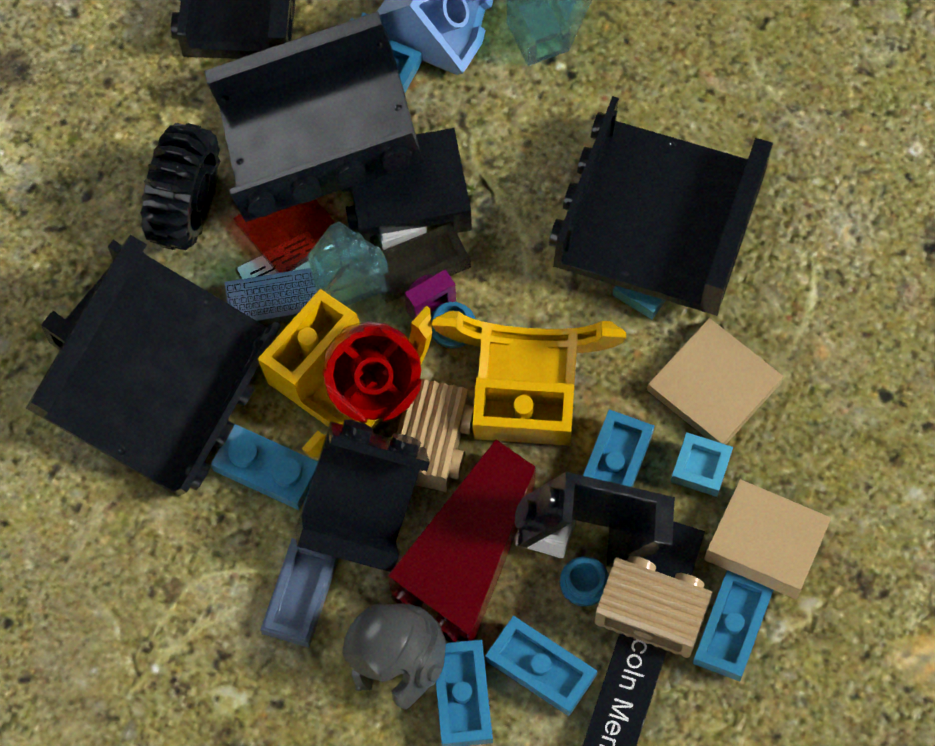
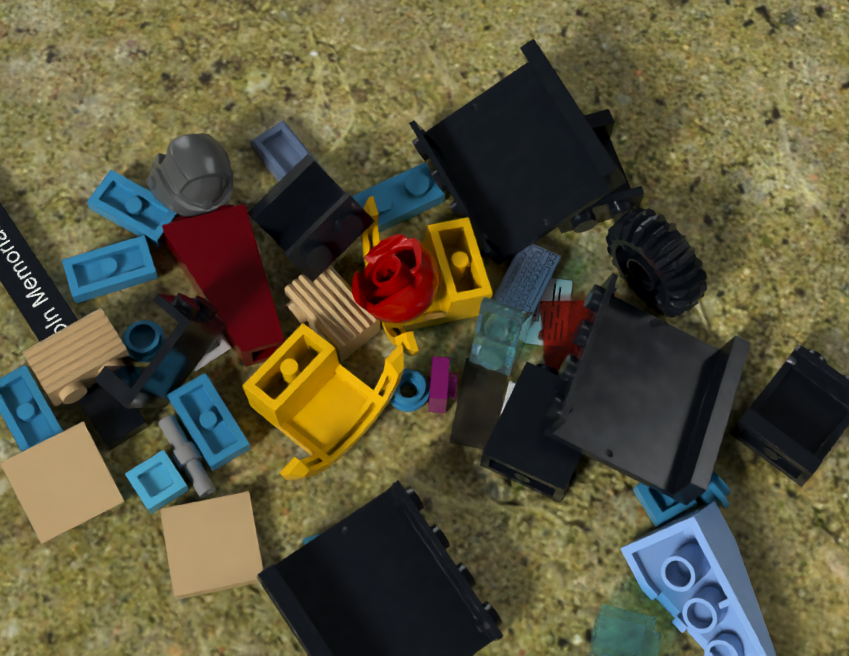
camera: 120 degrees right, 0 degrees up
(660, 457) = (187, 456): none -> light grey bar

